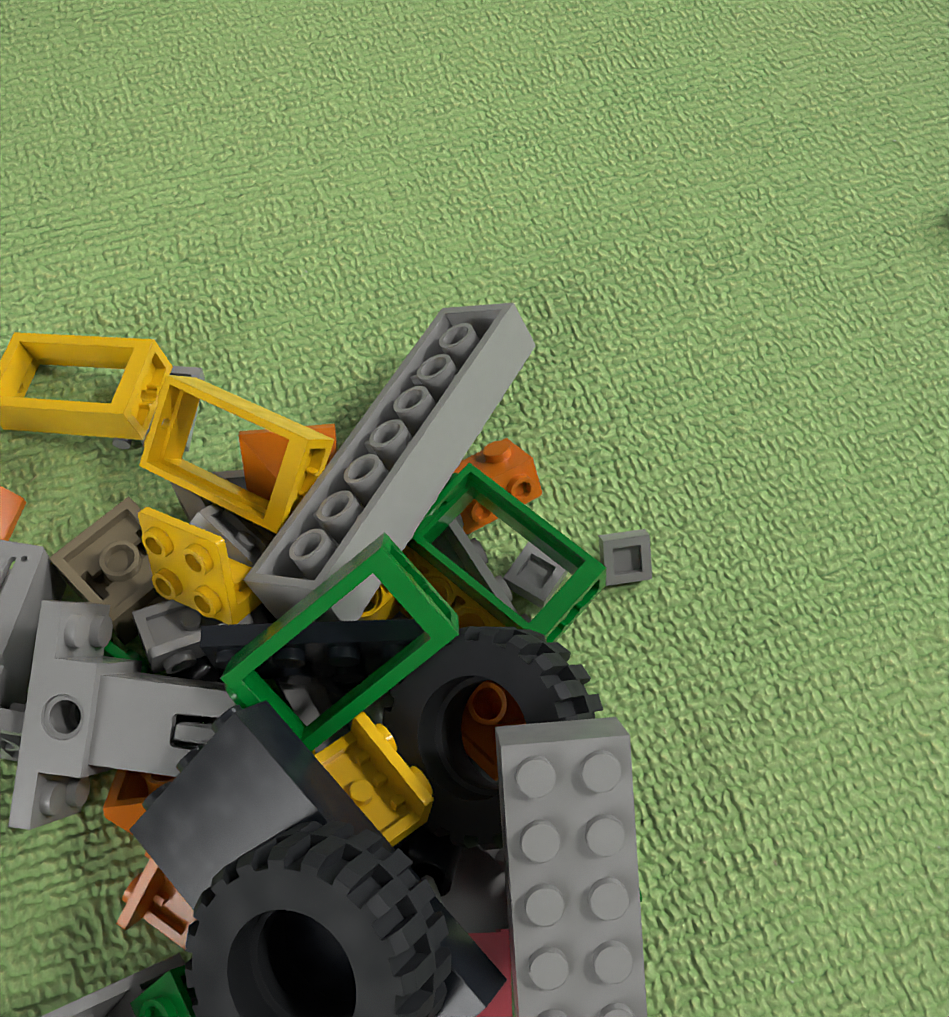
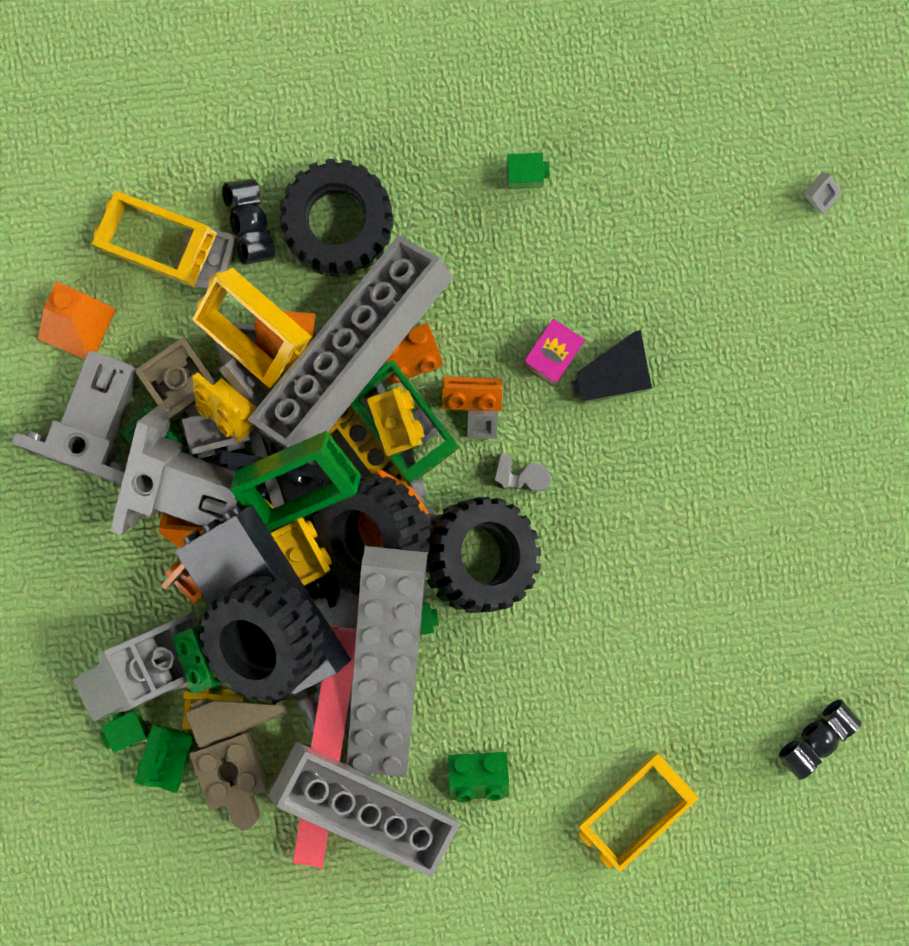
camera: 15 degrees right, 25 degrees up
(218, 345) = (248, 221): none -> black piece
(337, 278) = (328, 179): none -> black tyre
(497, 540) = (395, 420): none -> yellow bracket
(597, 233) = (526, 170): none -> green brick
(602, 512) = (472, 394): none -> orange bracket
(705, 440) = (553, 352): none -> dark pink piece
(728, 625) = (533, 476): none -> light grey leg
(735, 726) = (516, 549): none -> black tyre
(803, 455) = (615, 373): none -> black slope

